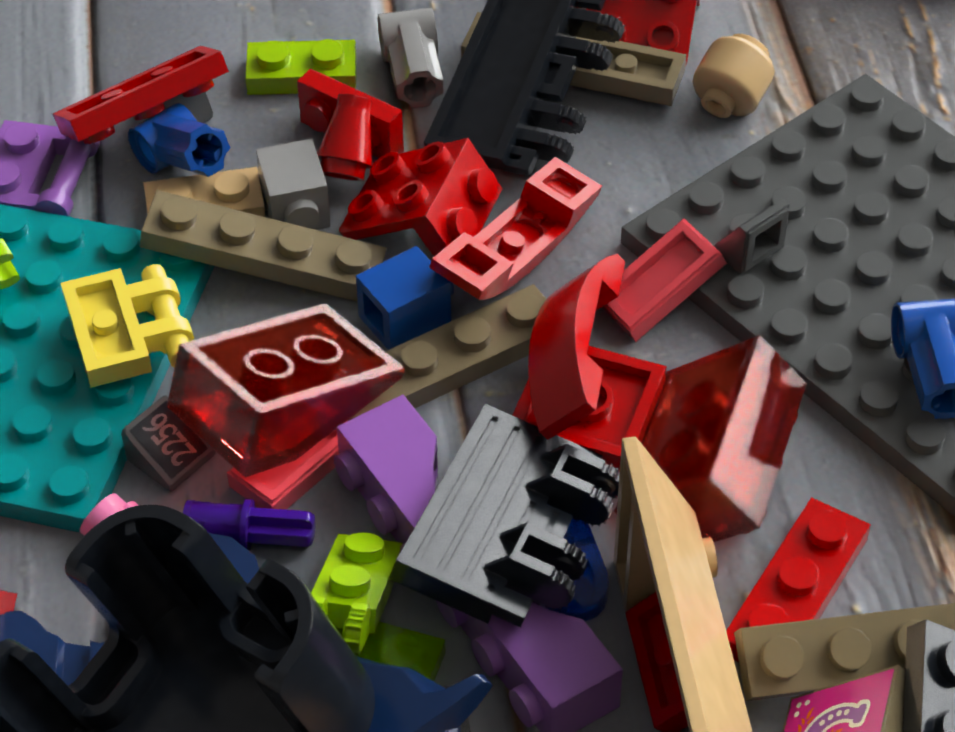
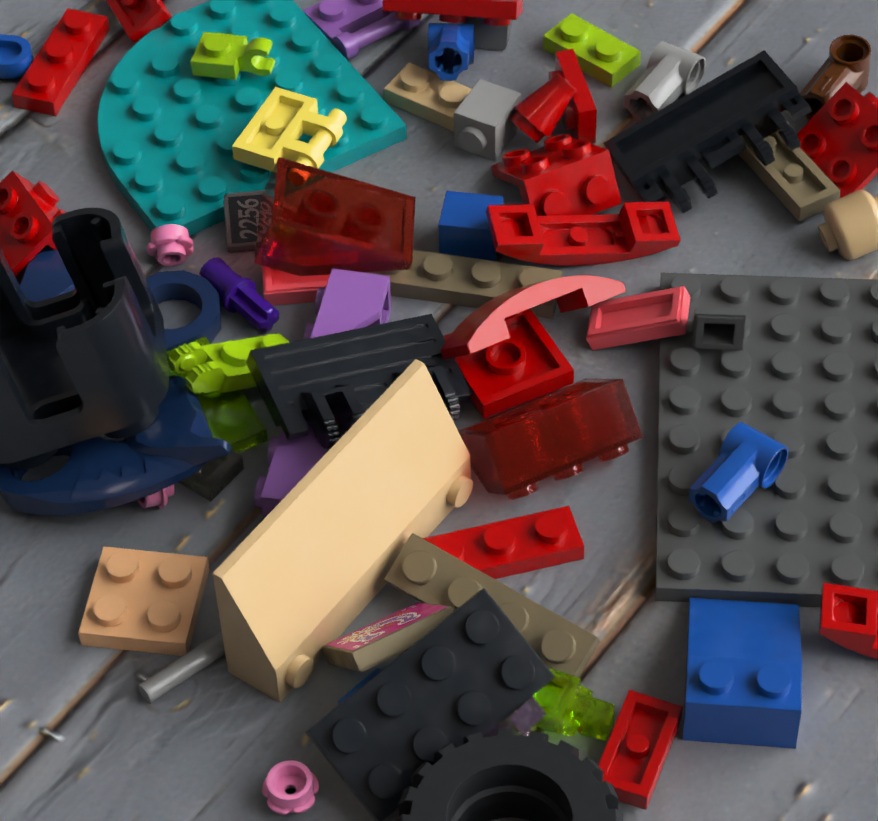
camera: 45 degrees right, 0 degrees up
(257, 245) = (420, 136): dark tan plate -> none

